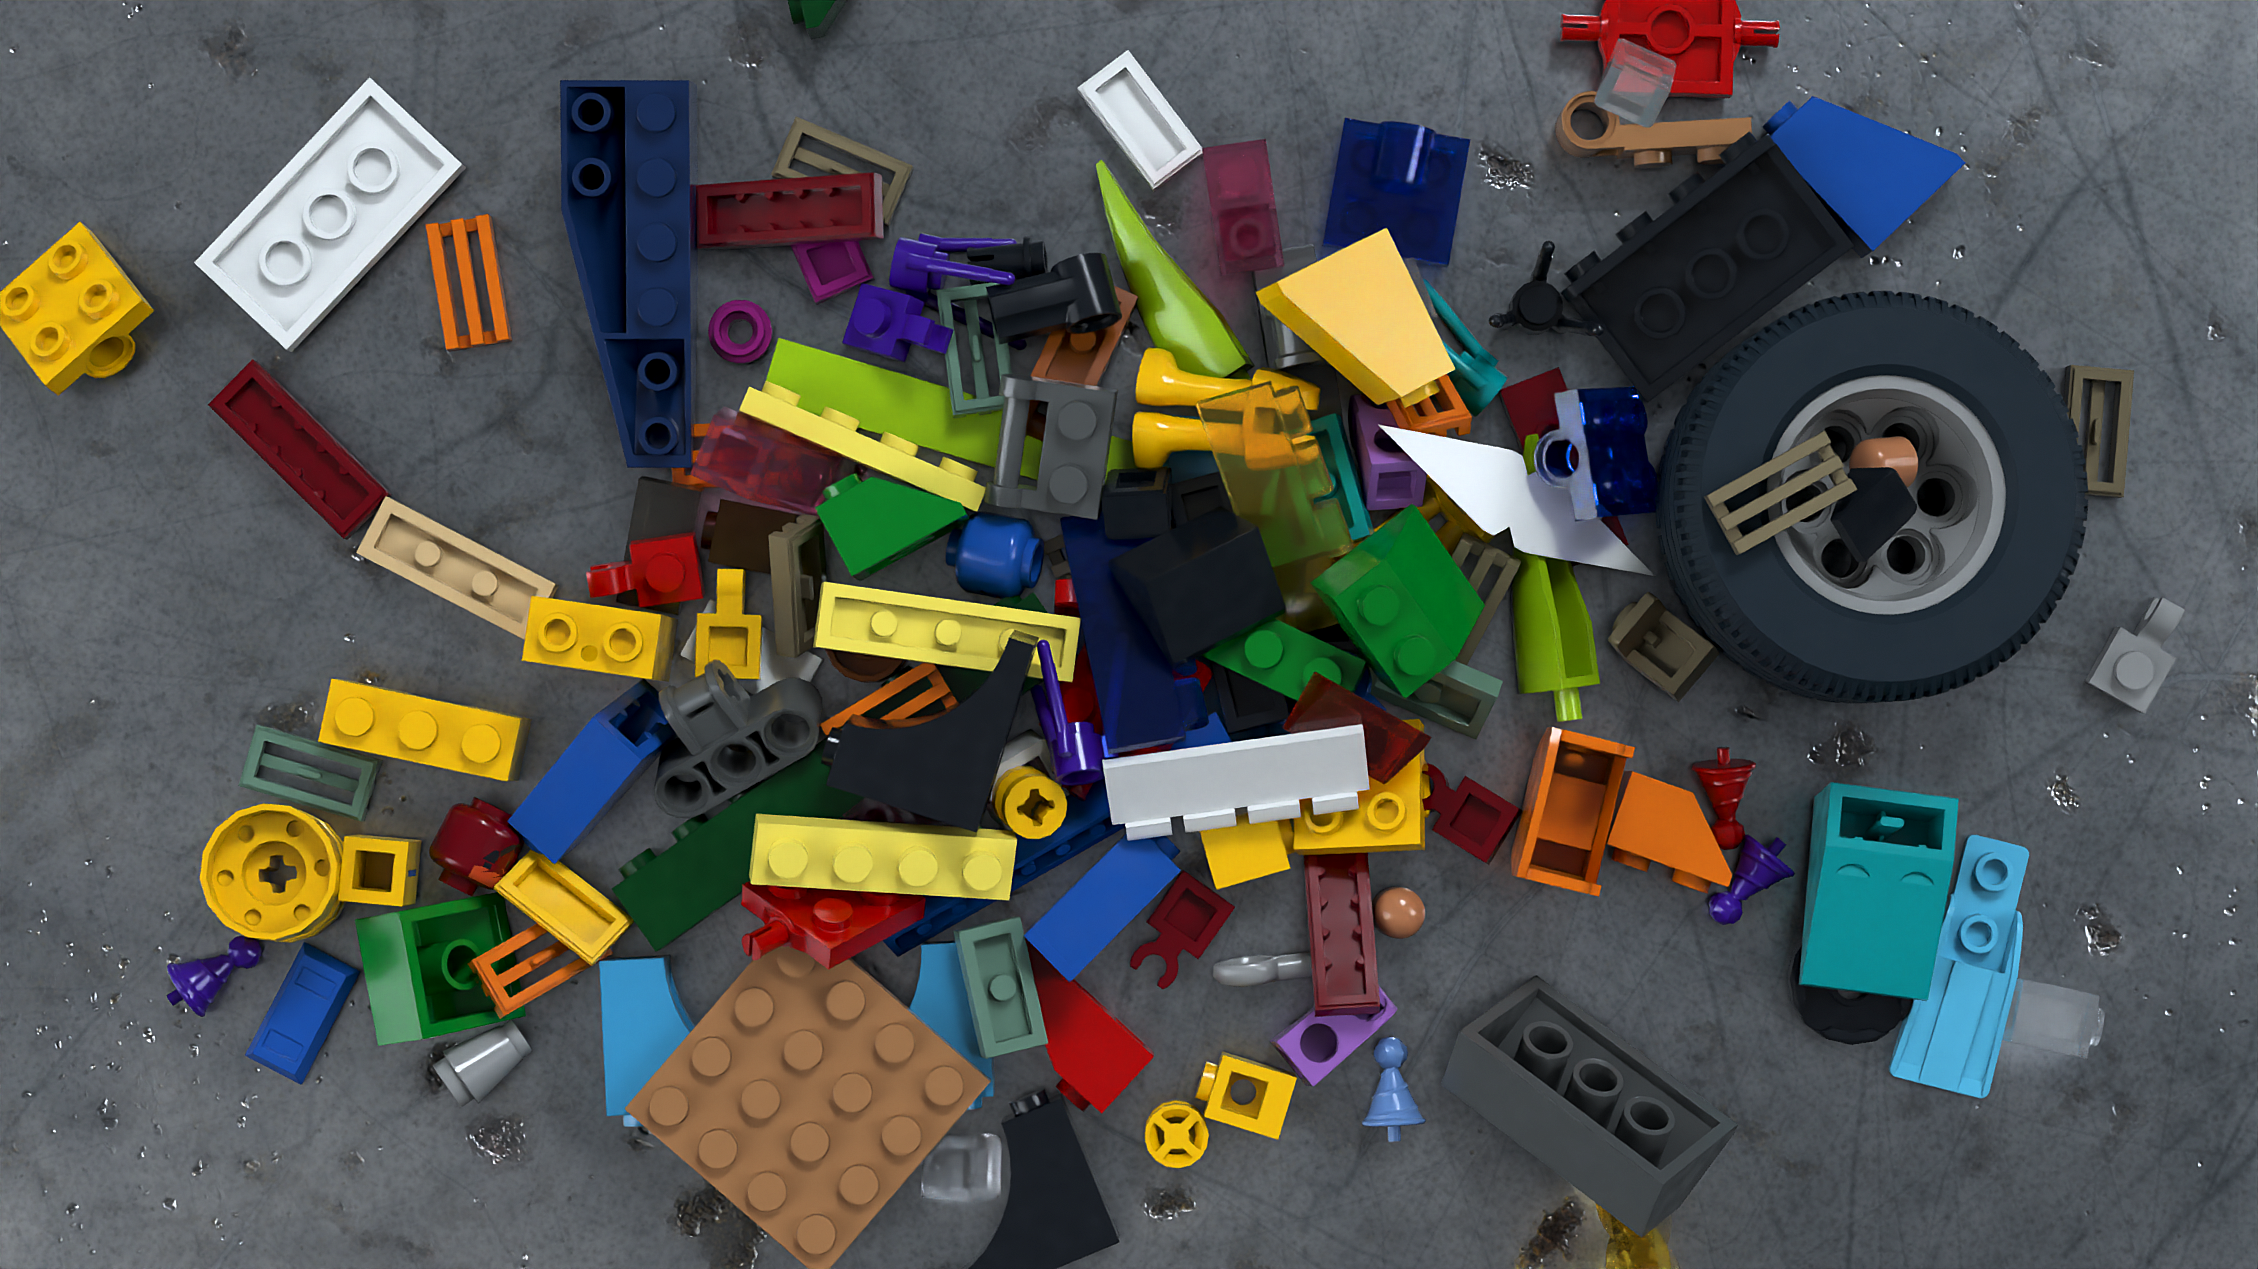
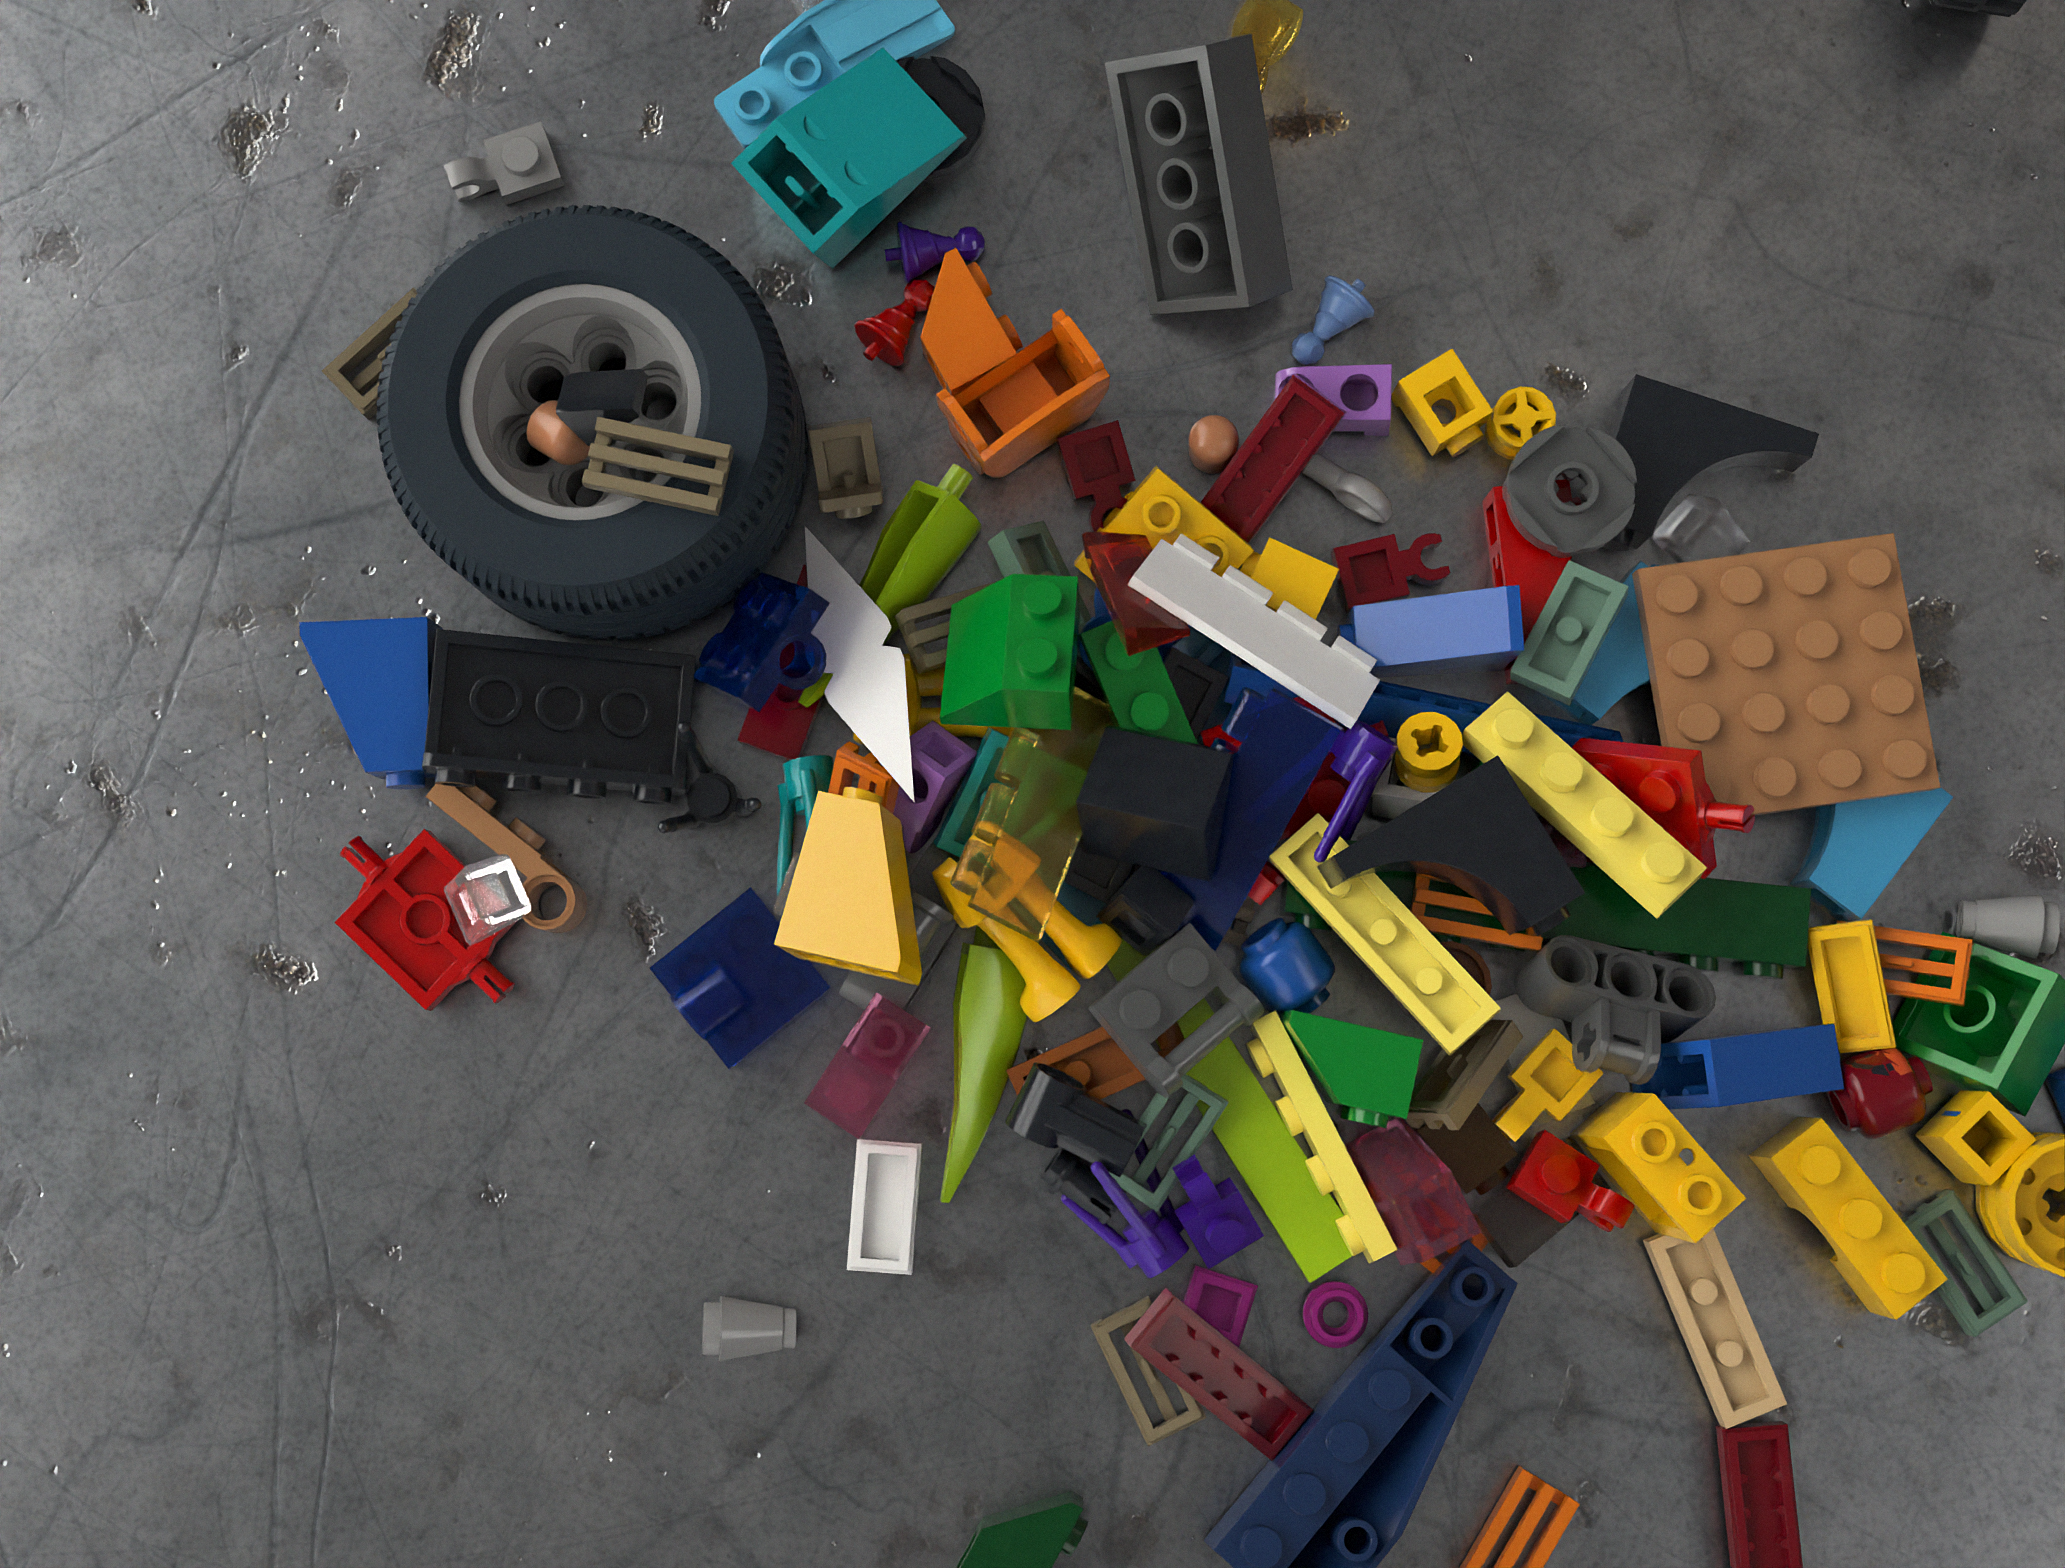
camera: 135 degrees left, 5 degrees down
(1062, 1121) = (1573, 453): none -> dark grey plate

